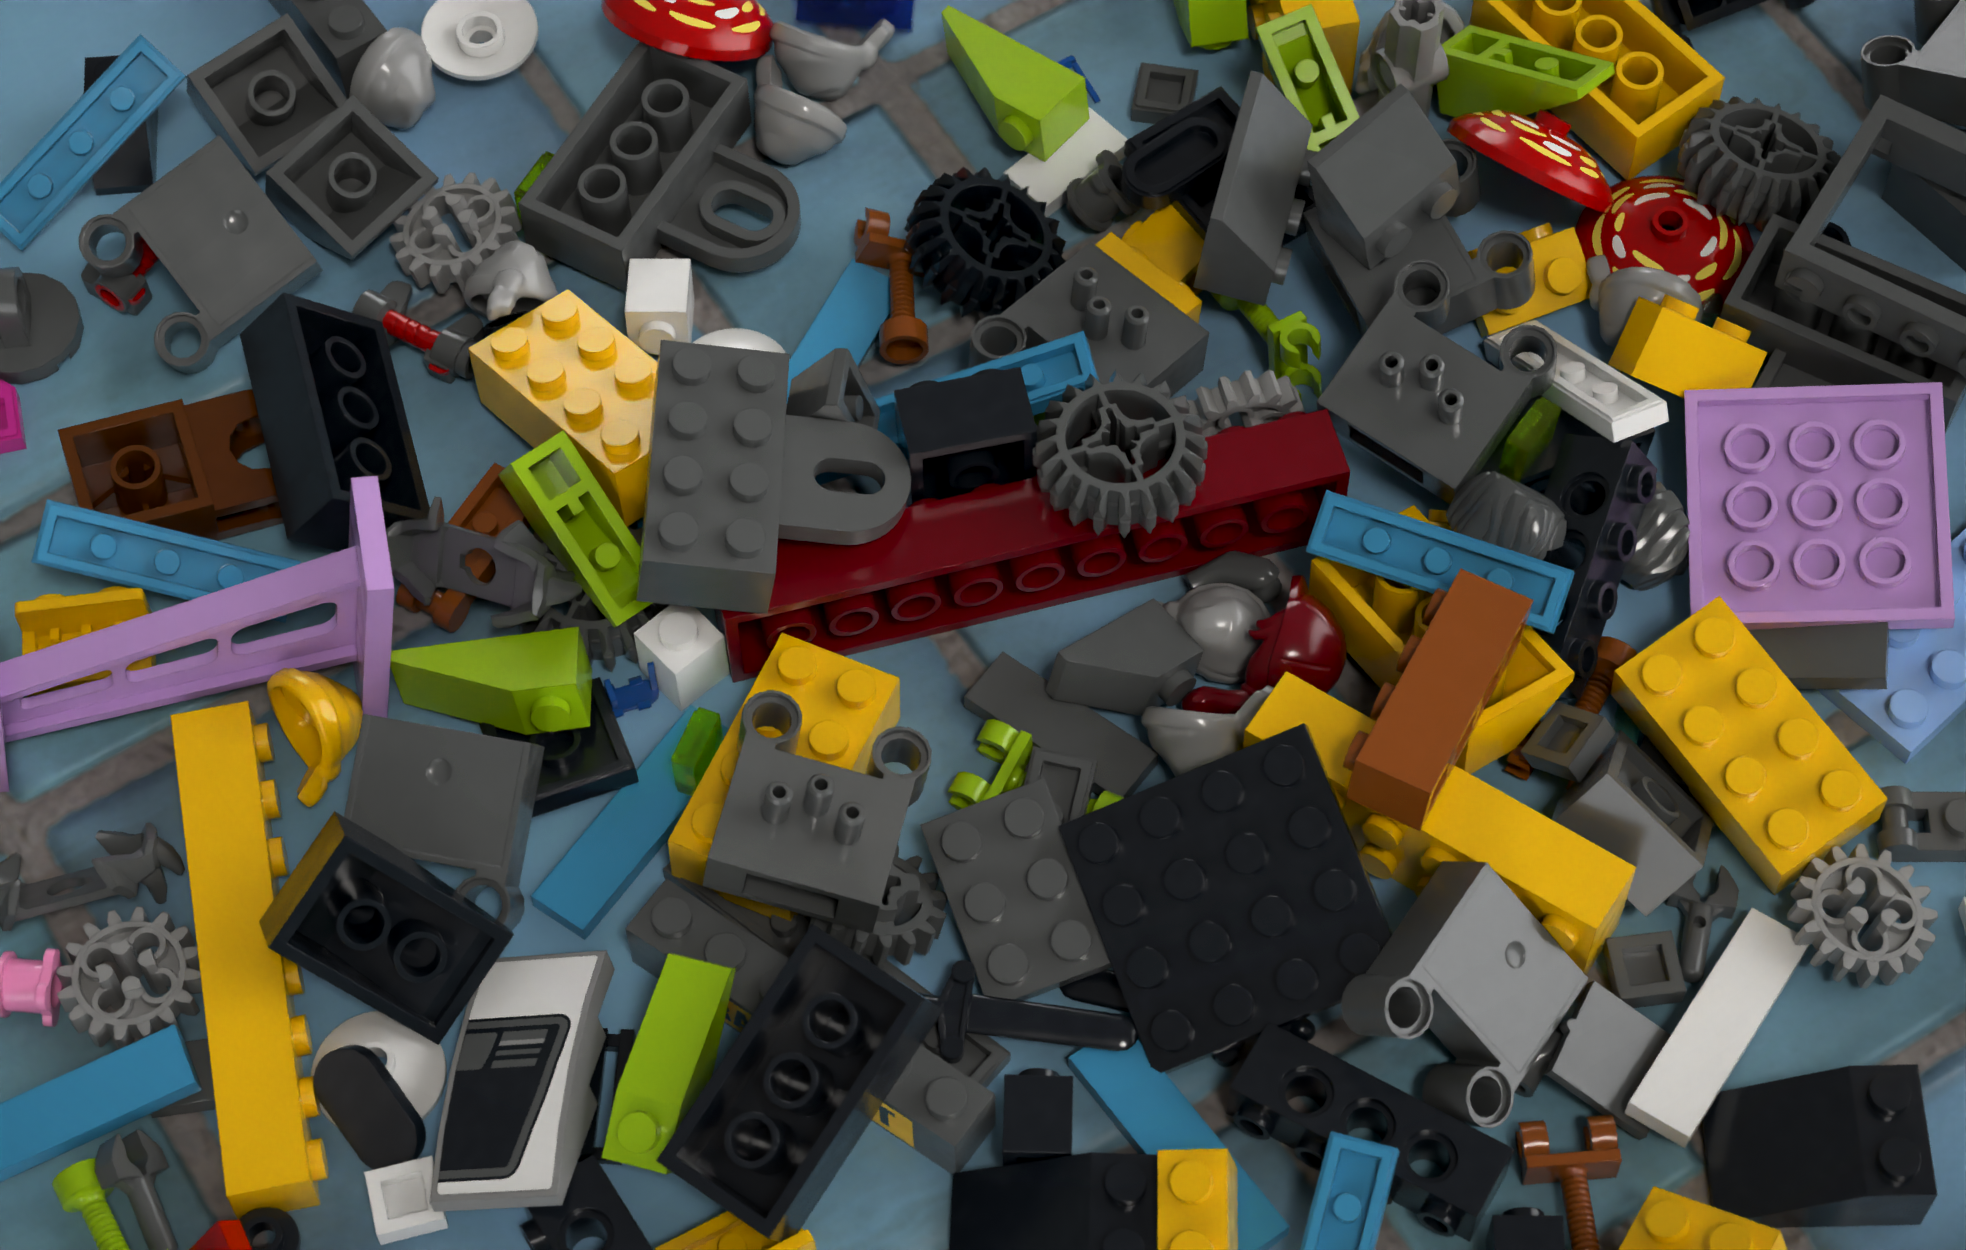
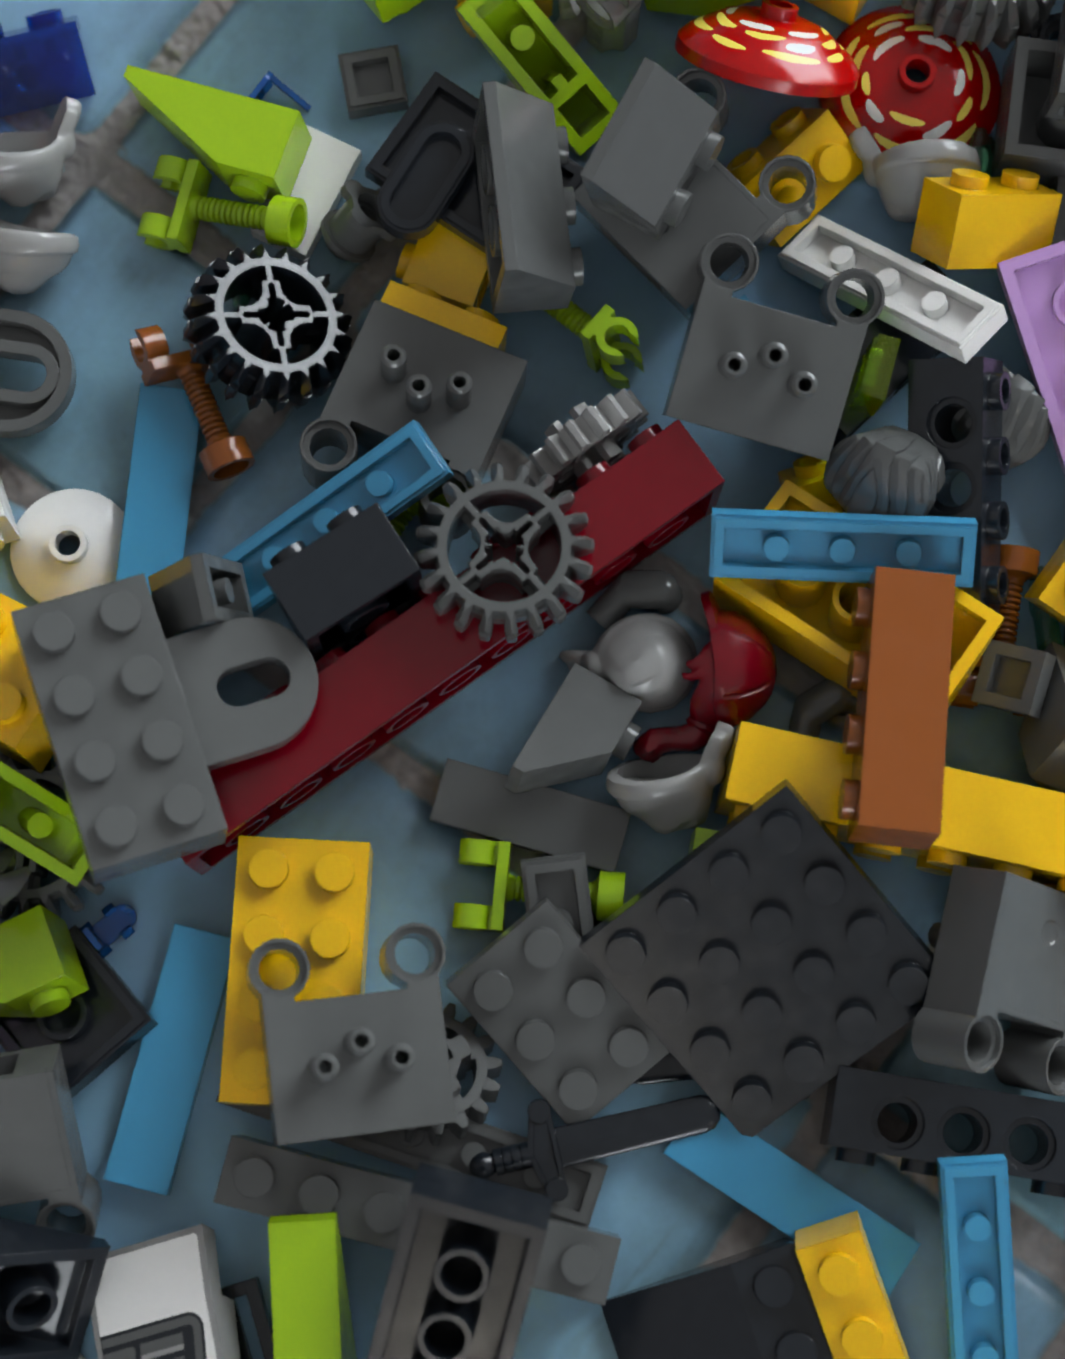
camera: 25 degrees left, 20 degrees up
(685, 652) = (150, 889): white brick -> none
(696, 749) = (205, 984): clear neon green tile -> none
(963, 123) = (282, 219): none -> lime bar
(1037, 1116) = (662, 1233): black brick -> none

